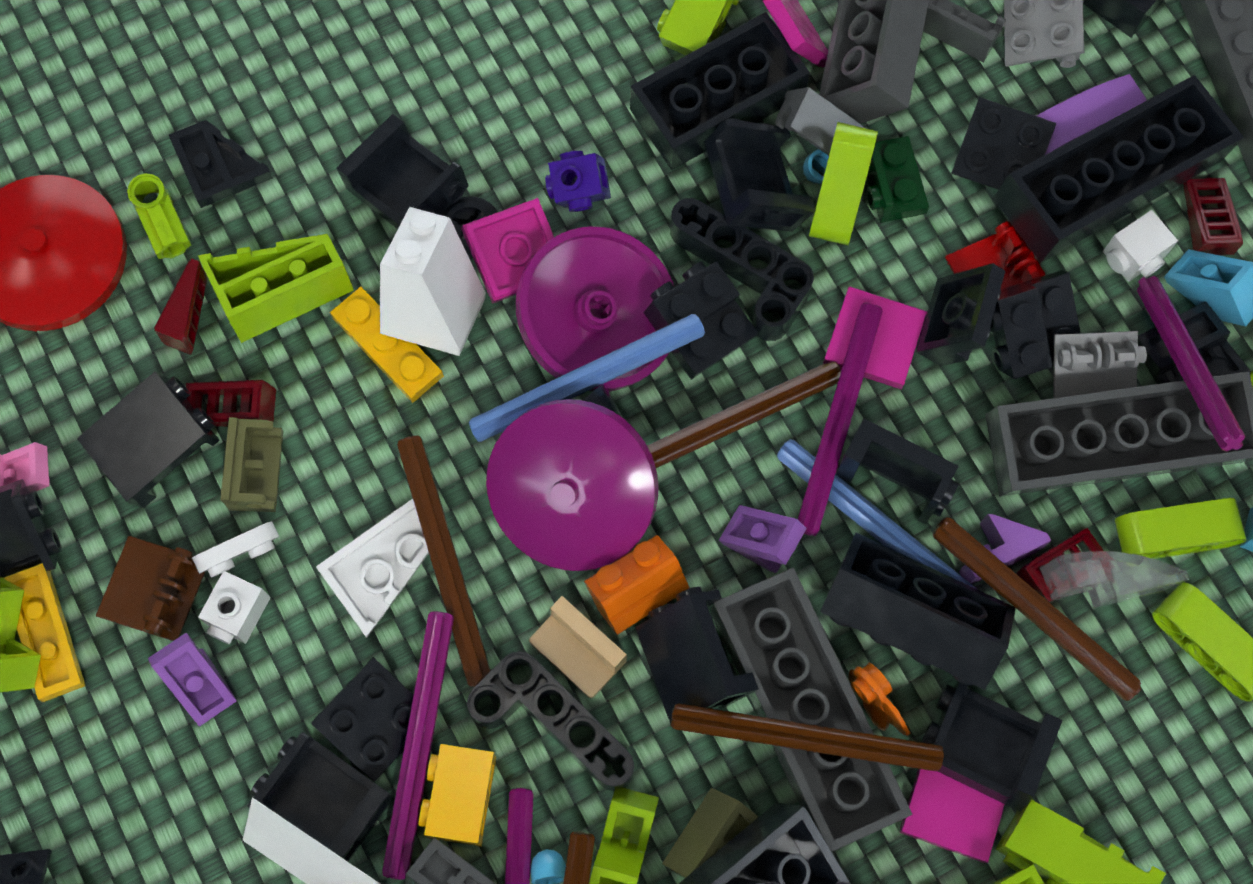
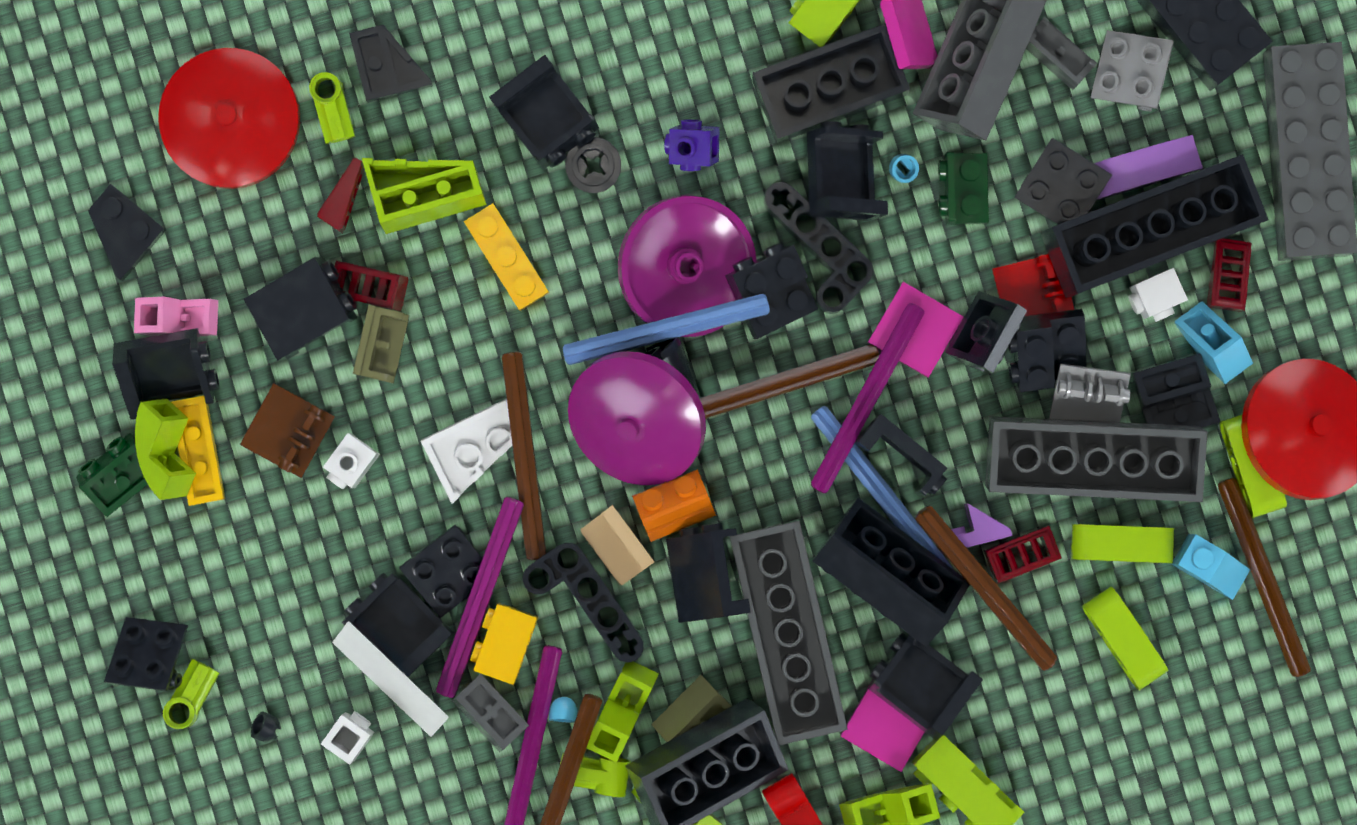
camera: 10 degrees right, 15 degrees up
(192, 679) = (311, 513): medium lavender slope -> none
(219, 558) = (373, 409): white plate -> none
(428, 284) = (551, 224): white slope -> none
(505, 245) = (624, 192): dark pink tile -> none
(763, 536) = (782, 484): medium lavender slope -> none
(807, 737) = (779, 657): reddish brown axle -> none
(812, 117) = (909, 138): dark grey hinge -> none
(843, 183) = (916, 194): lime beam -> none
(873, 688) = (841, 628): orange plate -> none
(1109, 576) = (1051, 574): clear slope -> none
(1191, 365) = (1160, 414): magenta axle -> none

